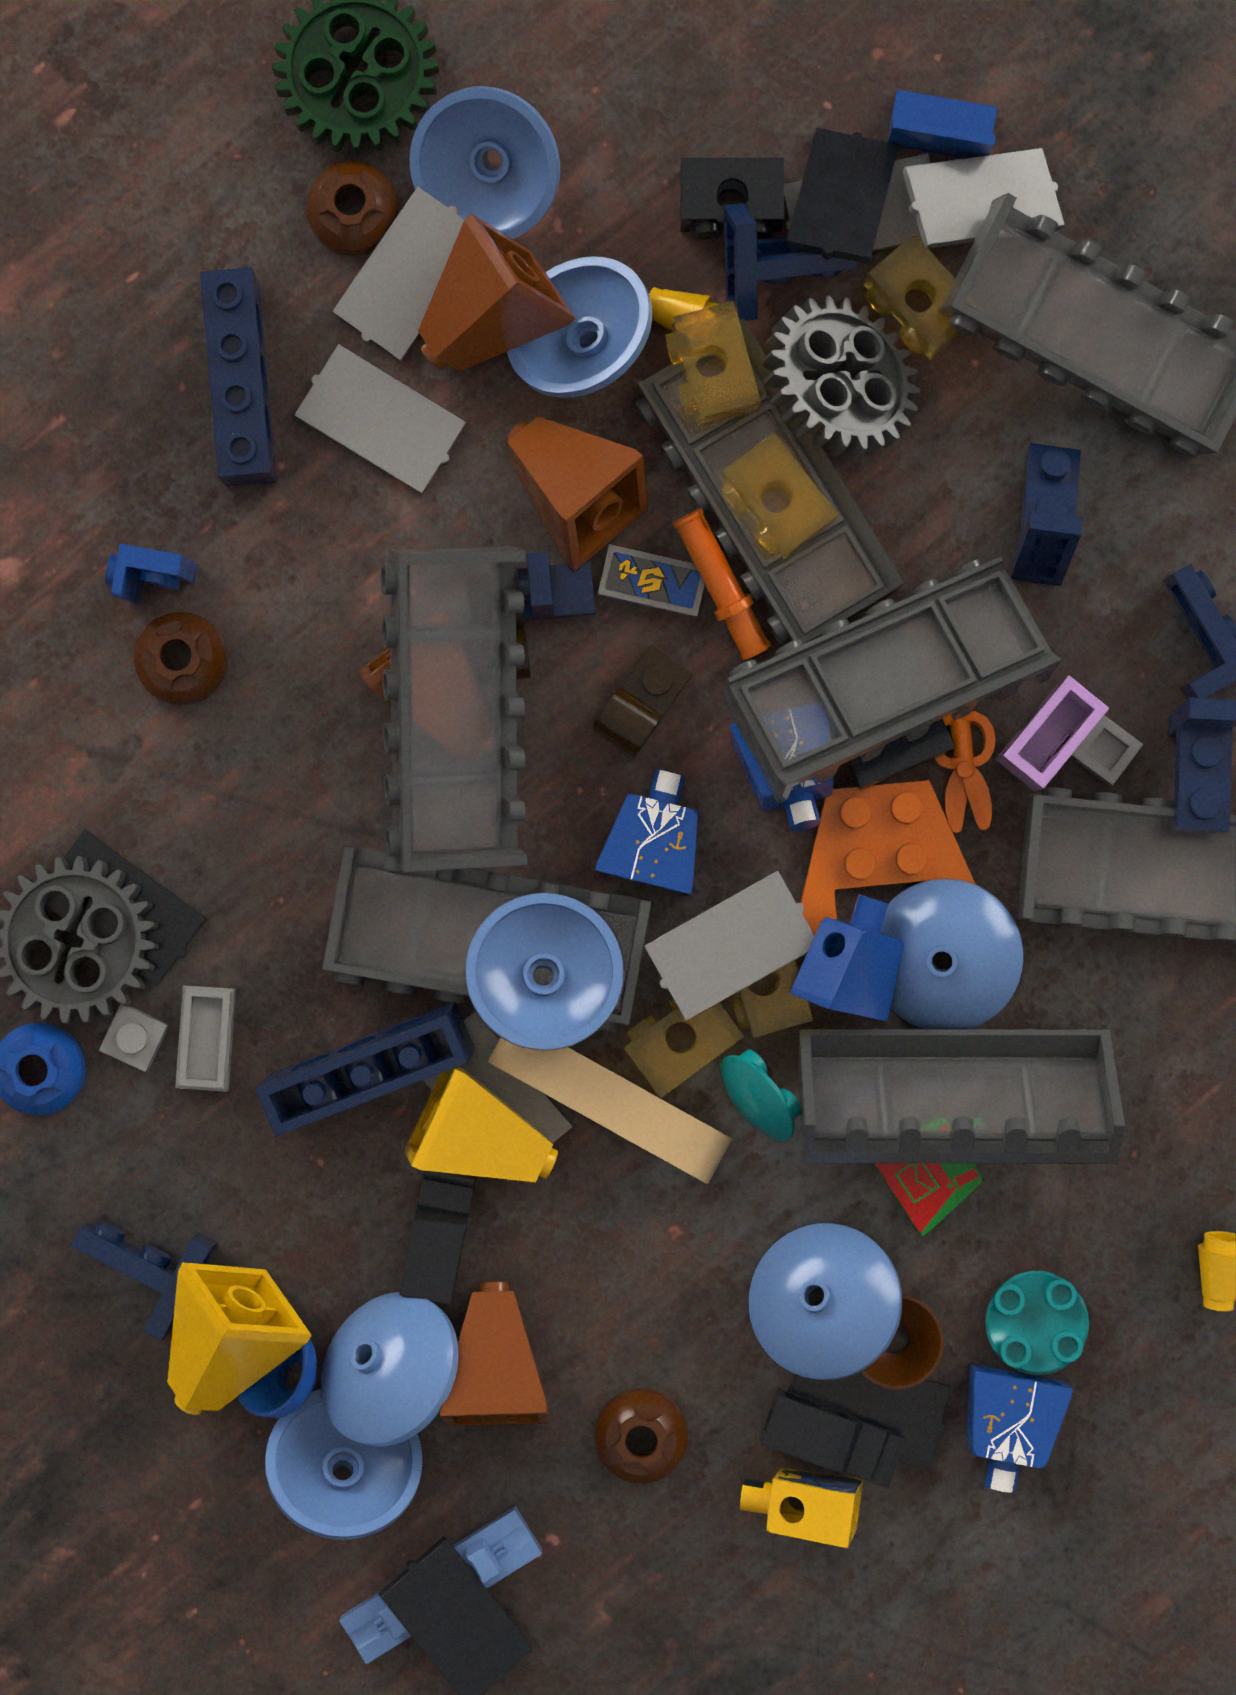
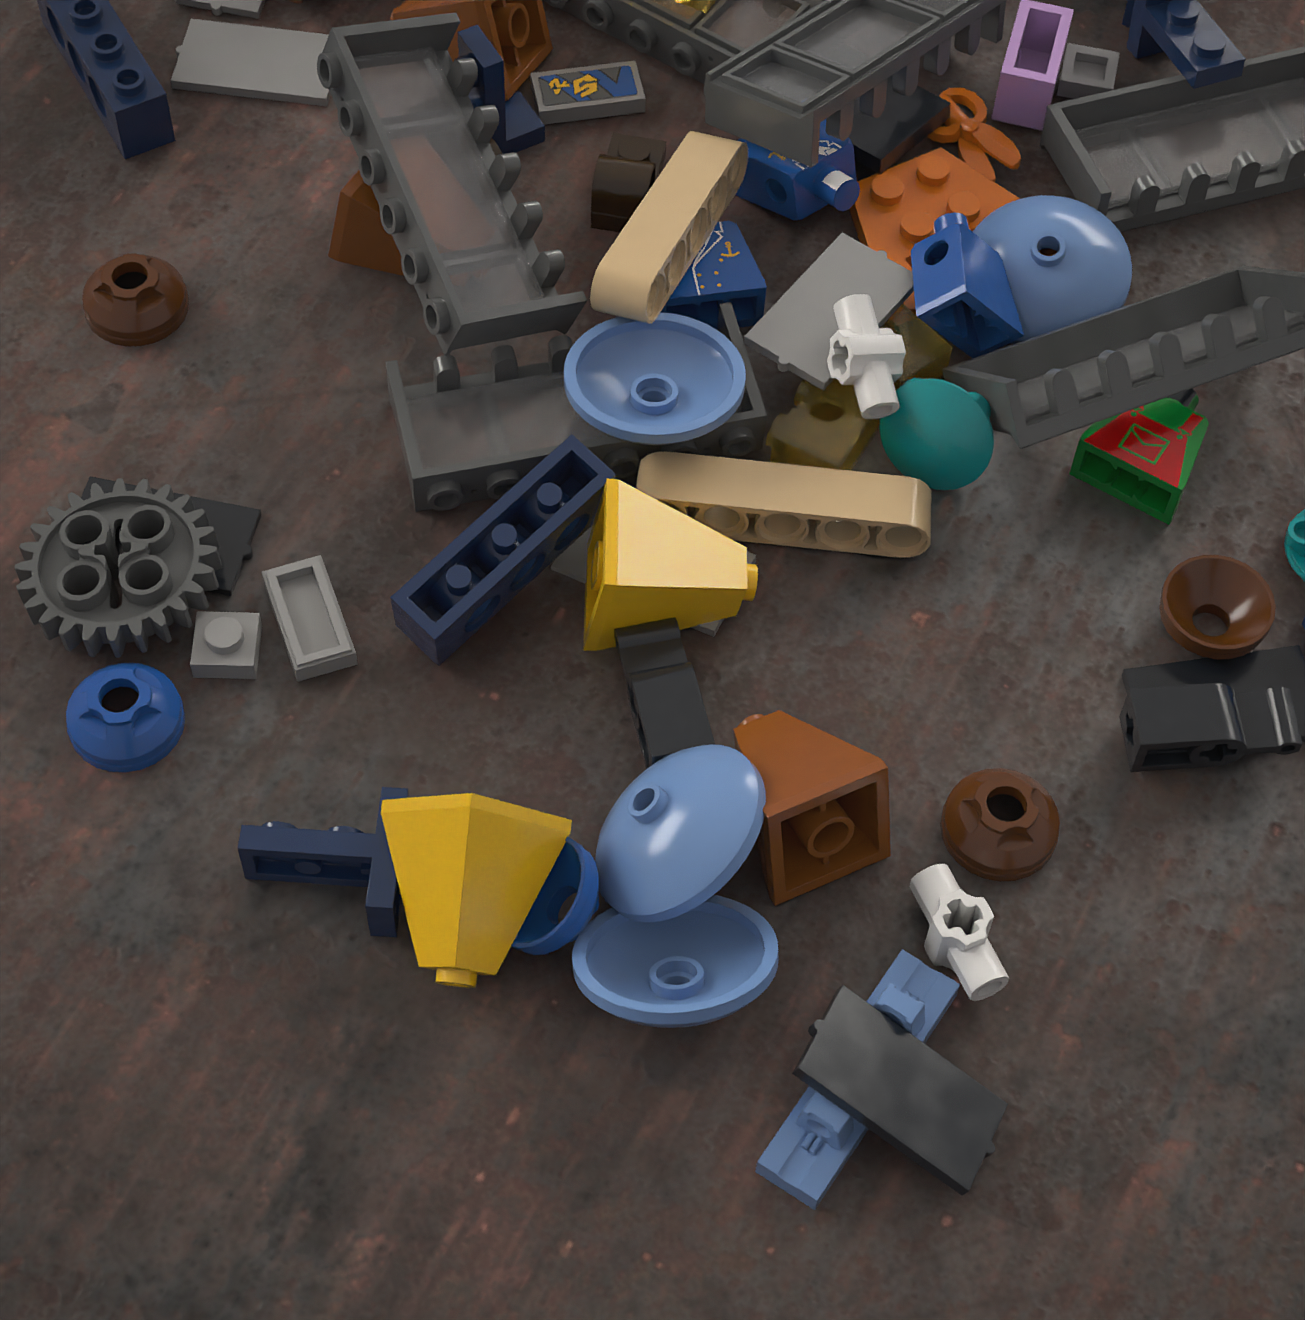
camera: 25 degrees left, 30 degrees down
(139, 565) = (76, 206): blue bracket -> none
(559, 1541) = (952, 908): none -> white axle
(630, 816) = (669, 227): none -> tan beam
(716, 573) = (637, 47): orange pin -> none
(726, 1020) = (866, 356): none -> white axle
(828, 1502) = (1231, 792): yellow torso -> none
(857, 1308) = (1123, 619): medium blue dish -> none

